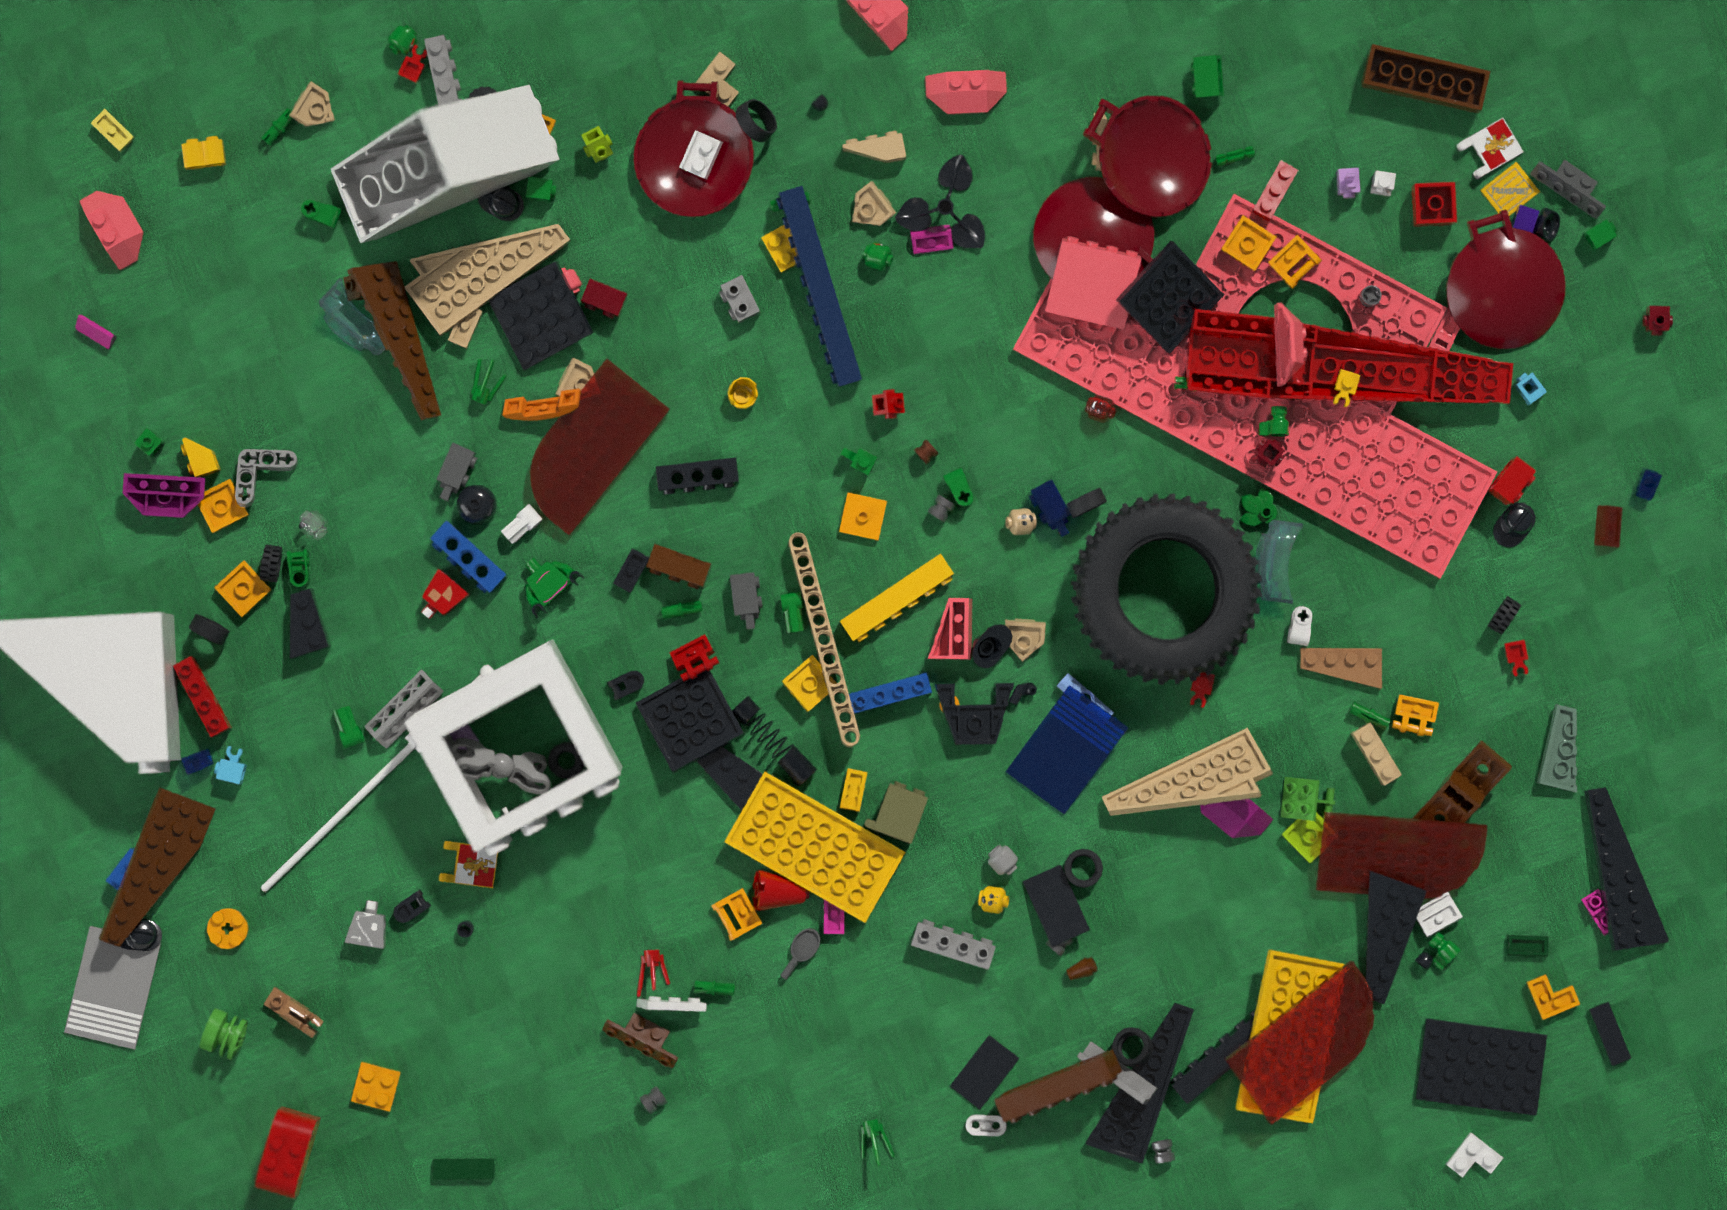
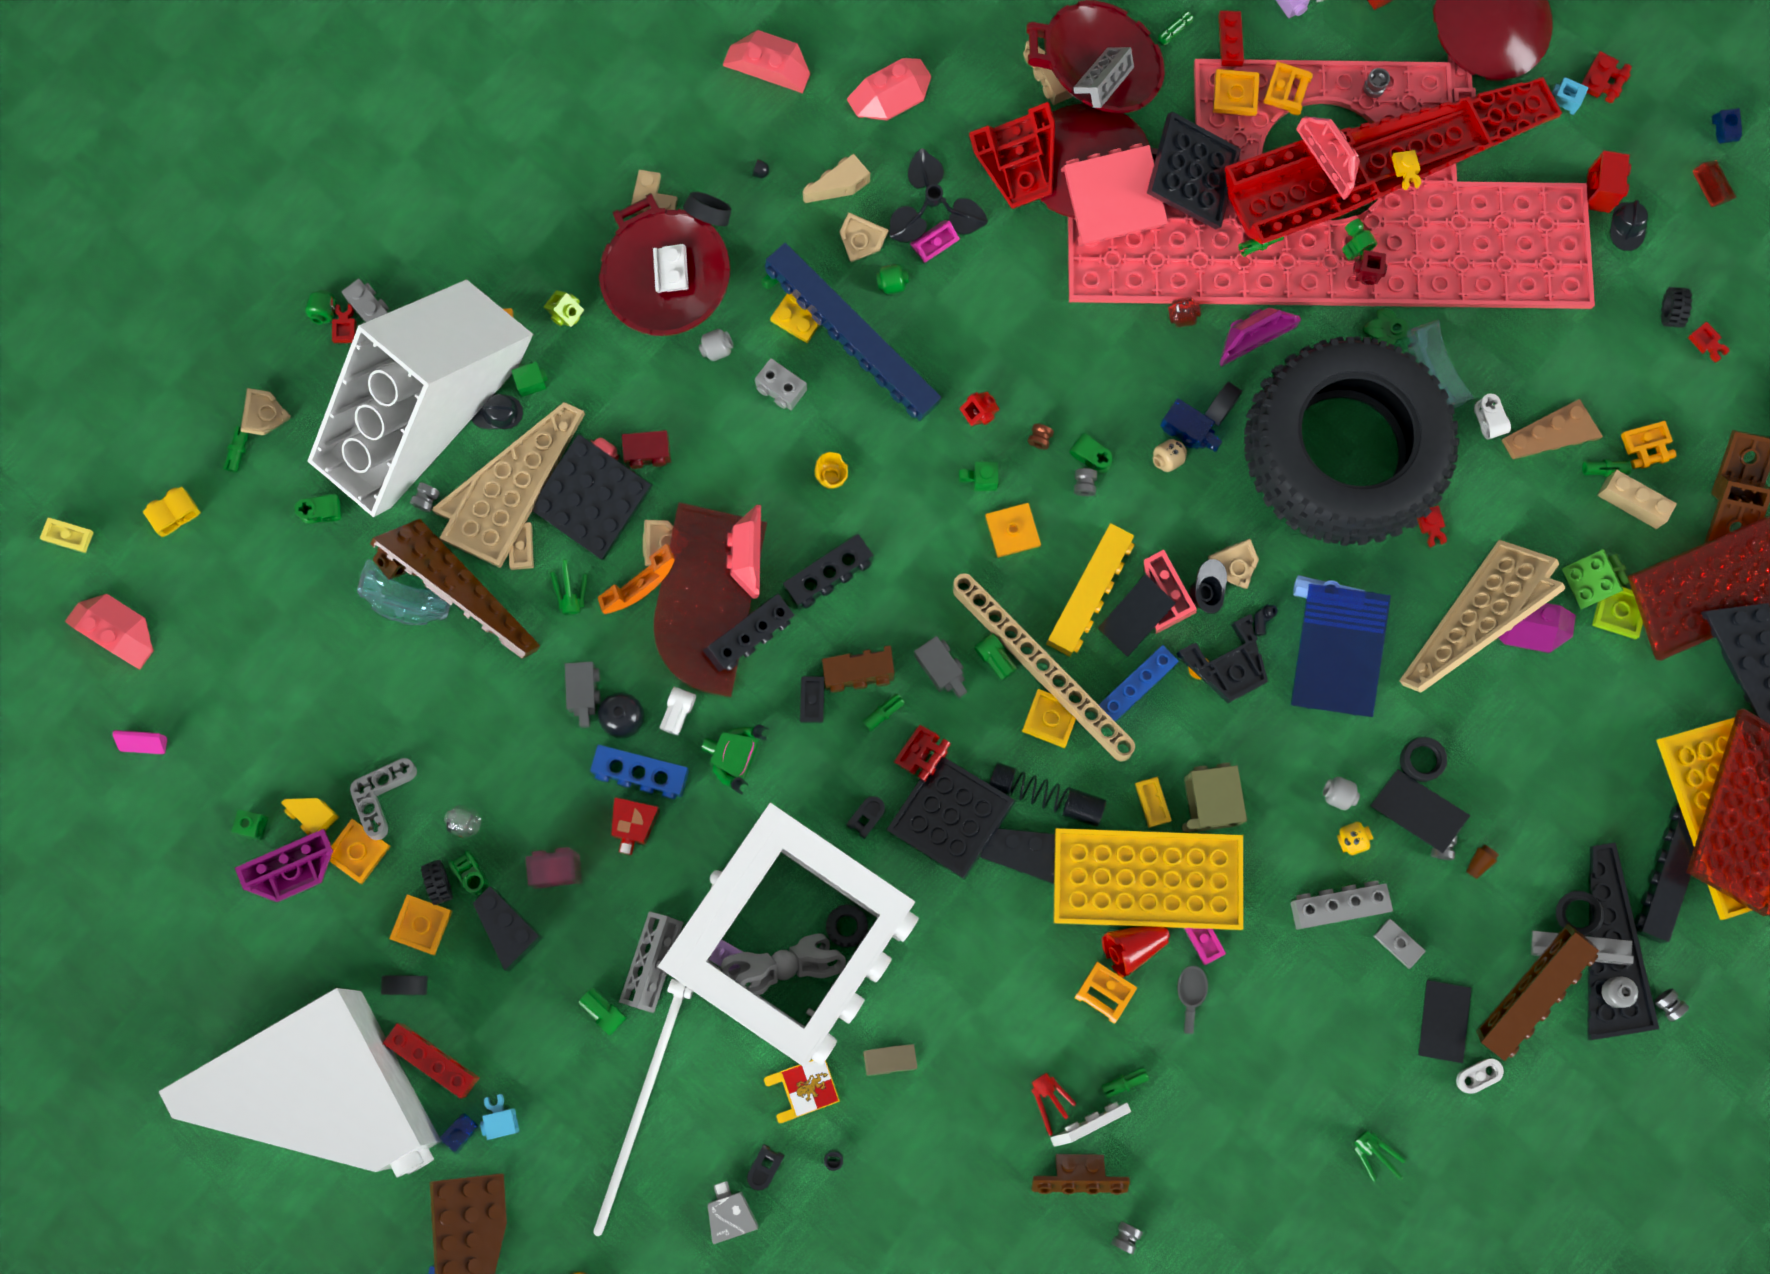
camera: 30 degrees left, 10 degrees down
(365, 601) = (553, 869): none -> clear pink brick
(408, 246) = (424, 497): none -> dark grey wheel
(546, 877) = (890, 1059): none -> dark tan slope
(607, 493) = (749, 632): none -> black brick
(639, 425) = (746, 552): none -> coral wedge
(705, 238) = (716, 344): none -> light grey head
(920, 638) = (1136, 615): none -> black window
(982, 996) = (1399, 943): none -> light grey plate
(1036, 205) = (1019, 155): none -> red wedge
(1127, 1113) = (1620, 992): none -> light grey head
(1148, 177) = (1106, 75): none -> light grey fence
(1149, 455) = (1256, 331): none -> magenta wedge
(1571, 381) = (1599, 74): none -> red plate

